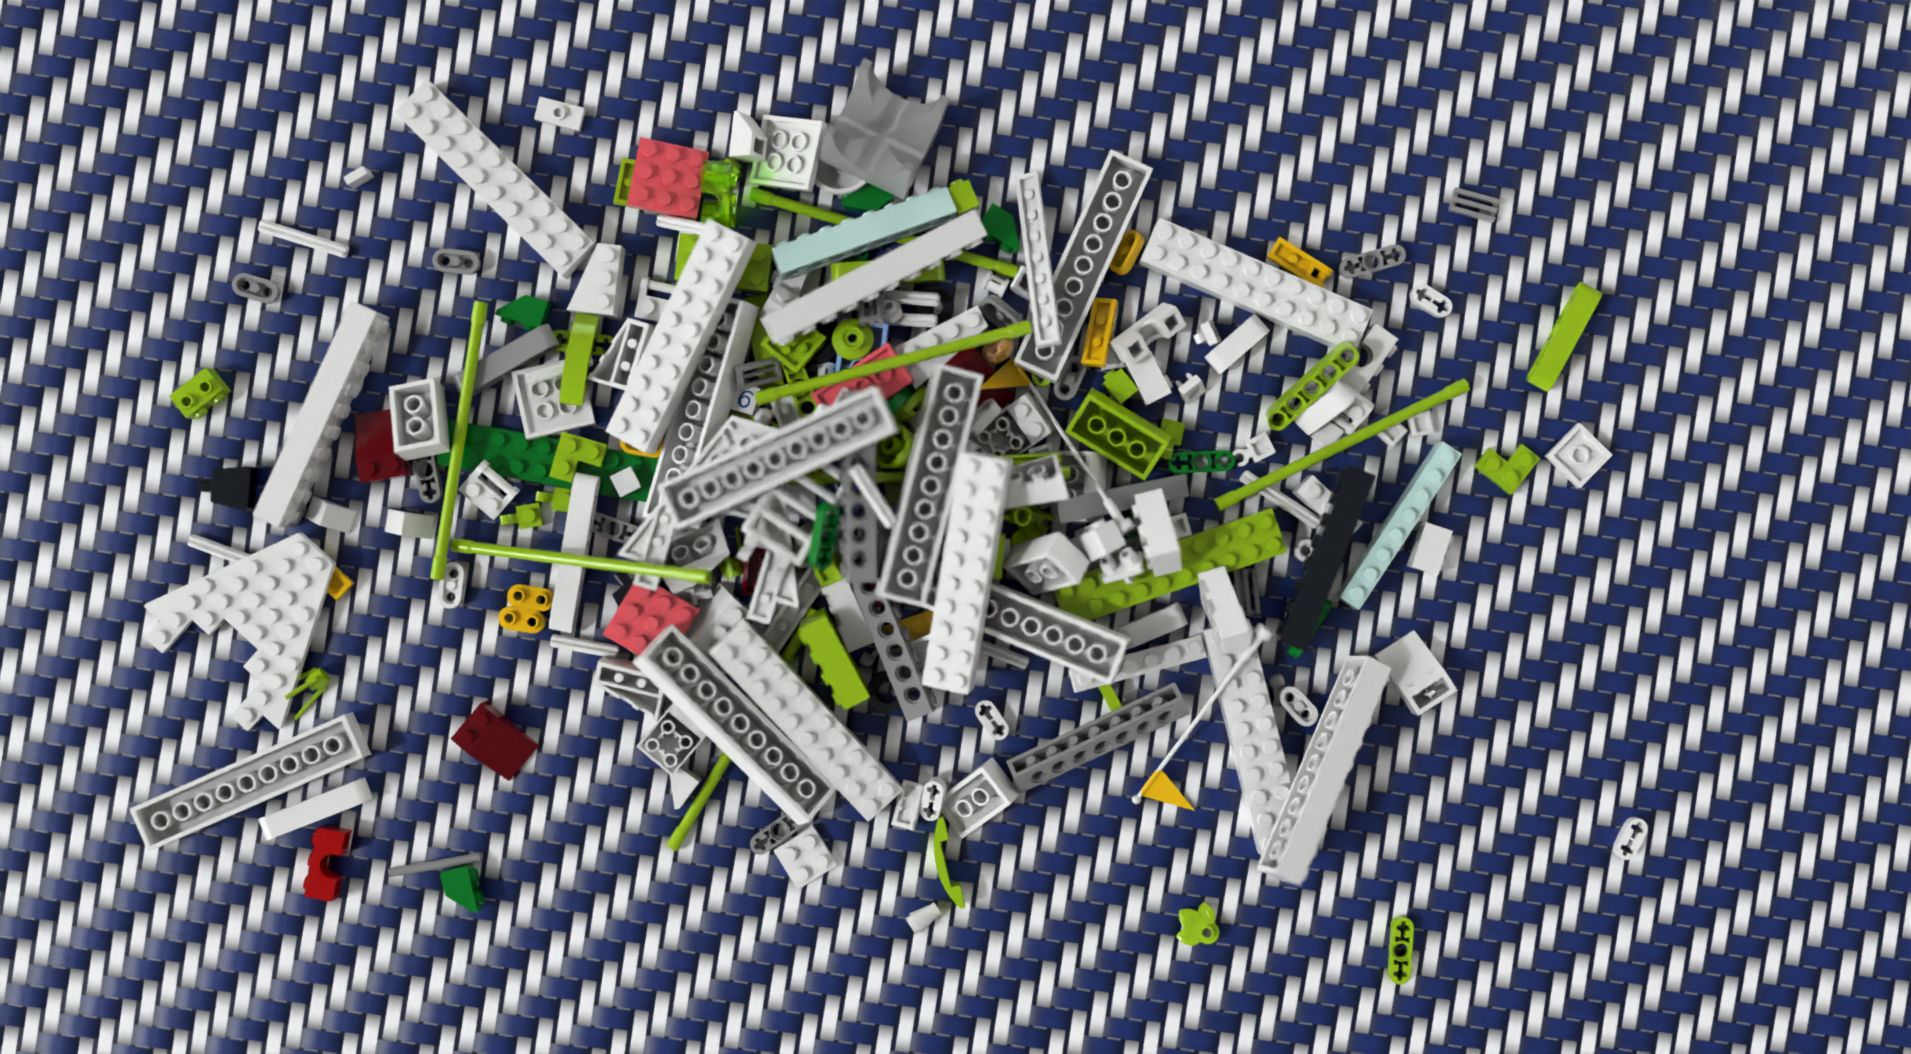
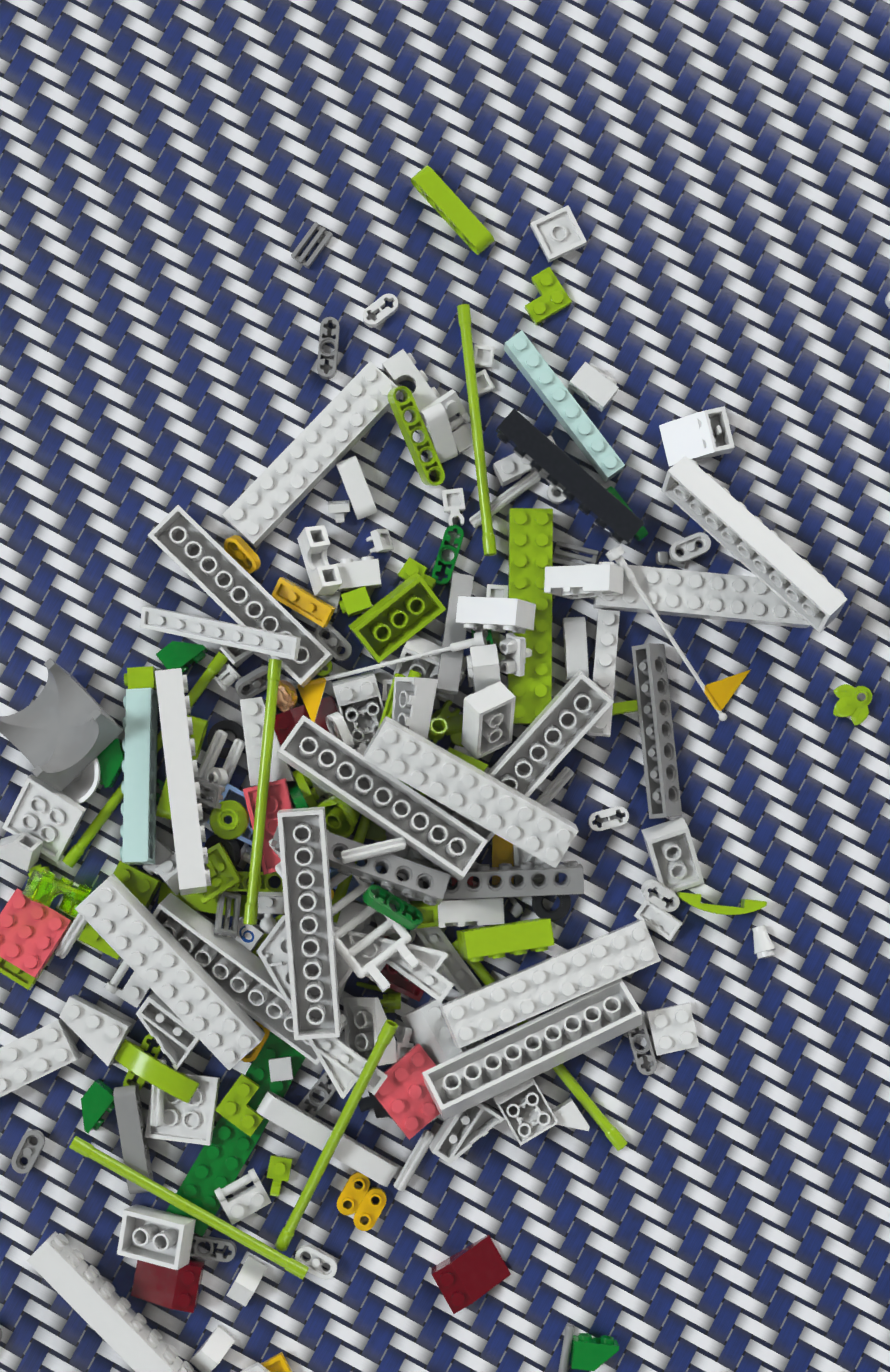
camera: 75 degrees left, 5 degrees down
(559, 500) = (274, 1135): lime plate -> none
(1298, 262) = (305, 410): yellow plate -> none

